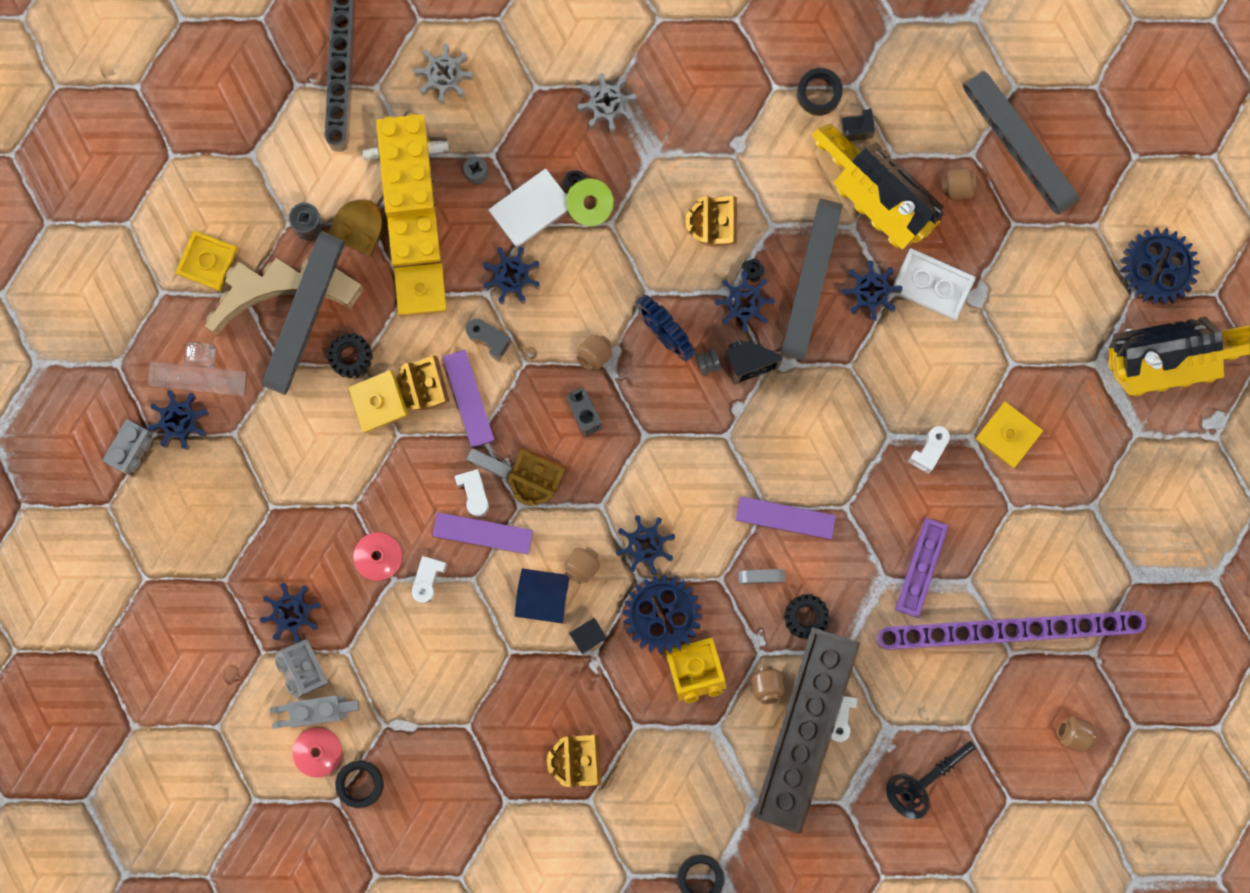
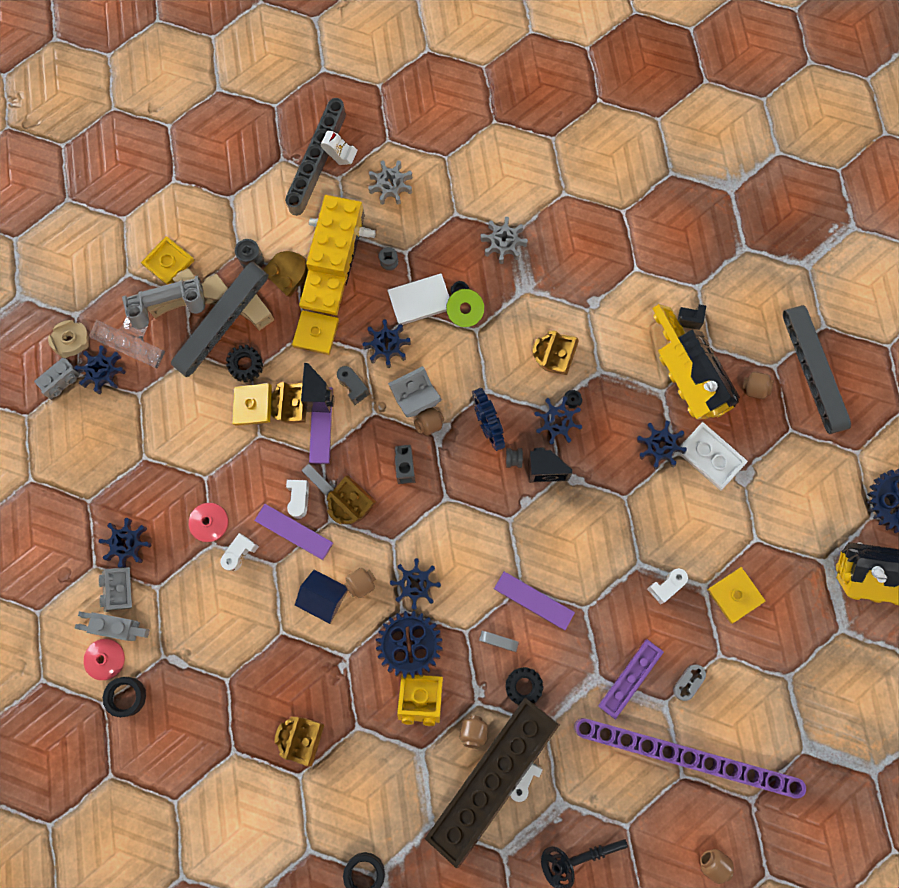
camera: 25 degrees right, 5 degrees down
(129, 407) = (72, 347): none -> tan plate
(198, 326) = (137, 305): none -> light grey piece
(366, 52) = (338, 148): none -> white leg
(453, 361) = (315, 392): none -> black slope
(566, 324) = (414, 392): none -> light grey bracket
(588, 636) = (344, 641): black panel -> none
(811, 279) = (616, 421): dark grey beam -> none
(827, 75) = (675, 269): black tyre -> none
(981, 547) = (693, 686): none -> light grey beam

